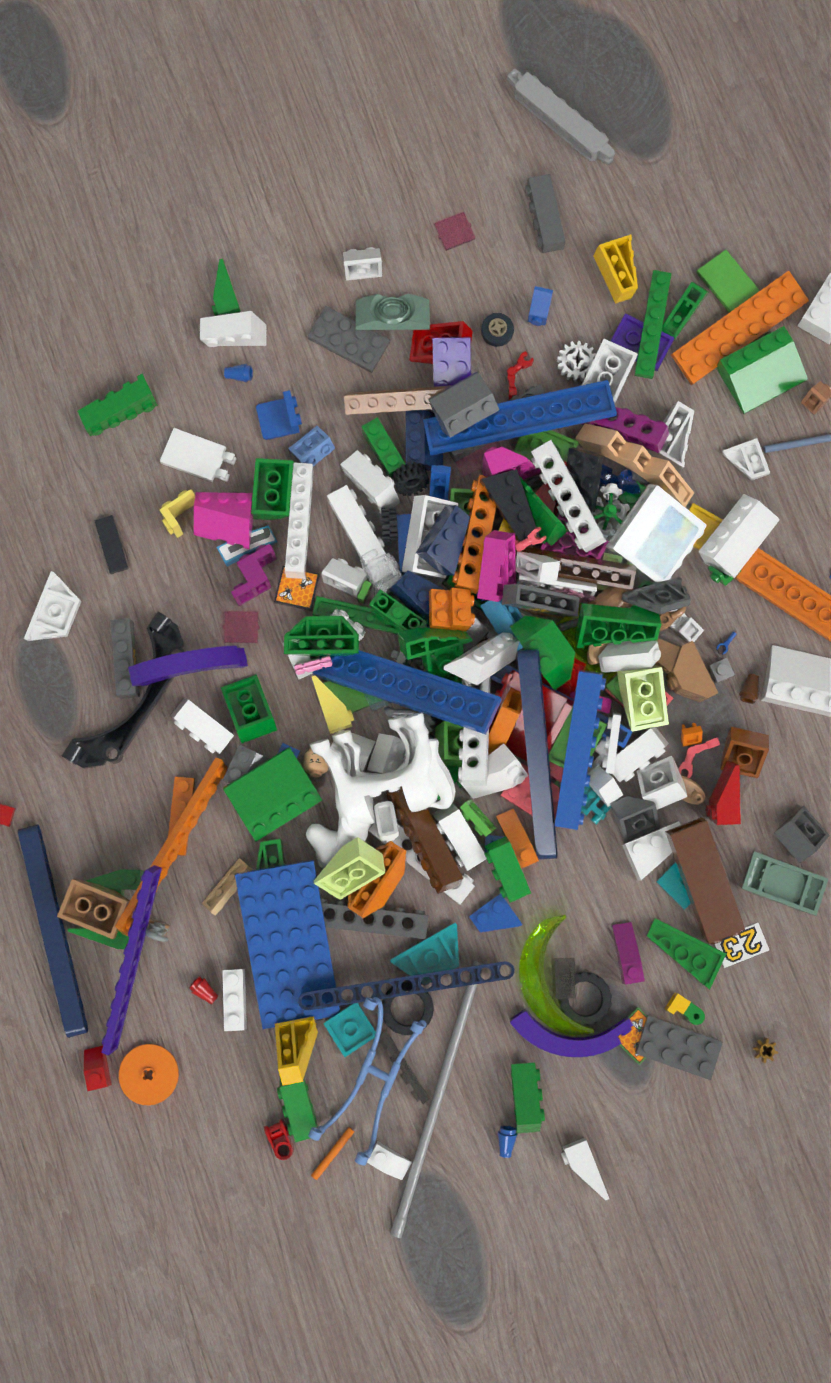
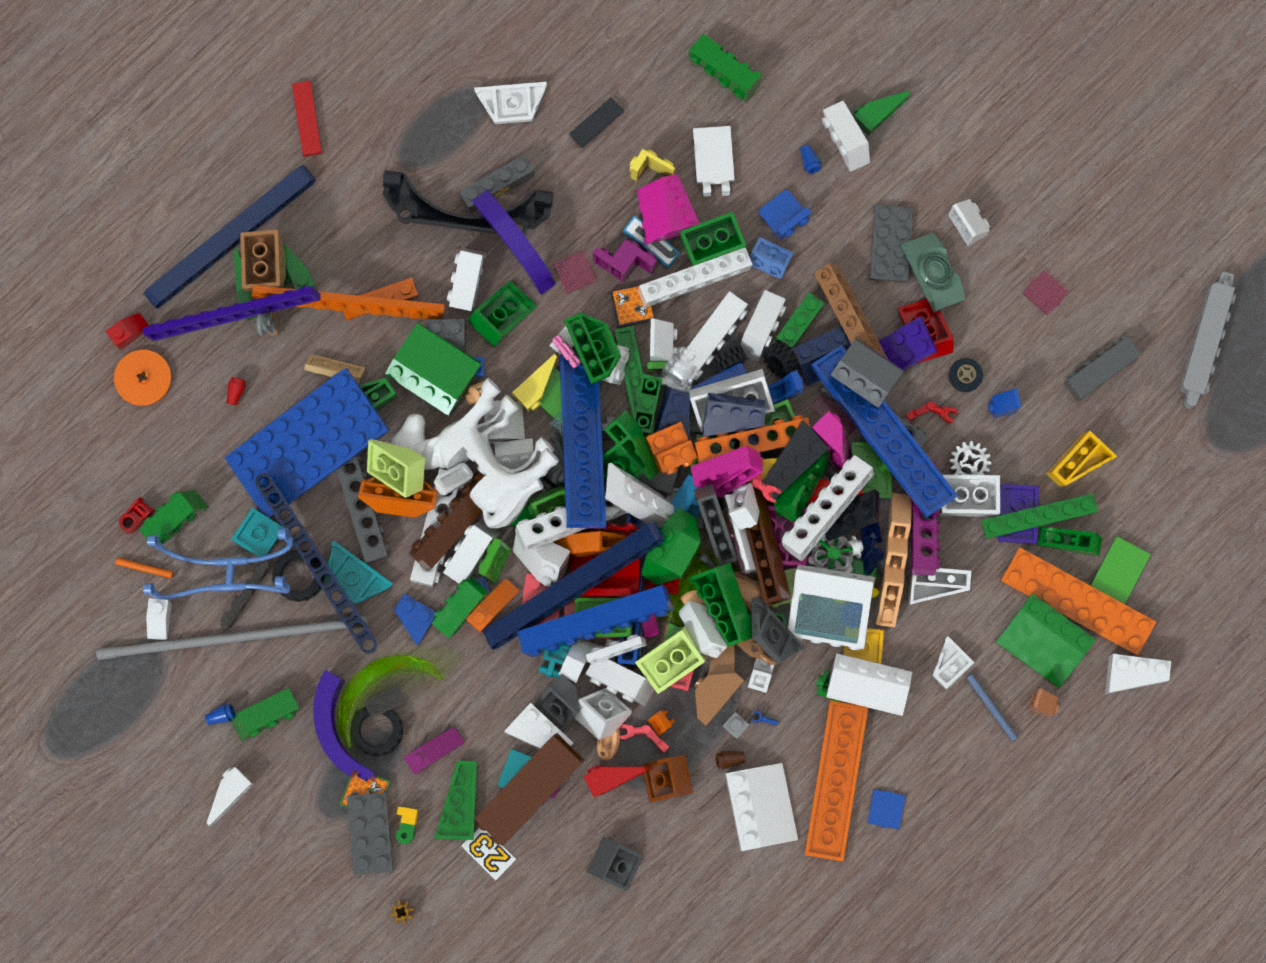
camera: 65 degrees right, 0 degrees up
(234, 1000) = (239, 420): white brick -> none
(294, 1047) = (219, 490): yellow wedge -> none
(784, 883) = (561, 866): sand green slope -> none

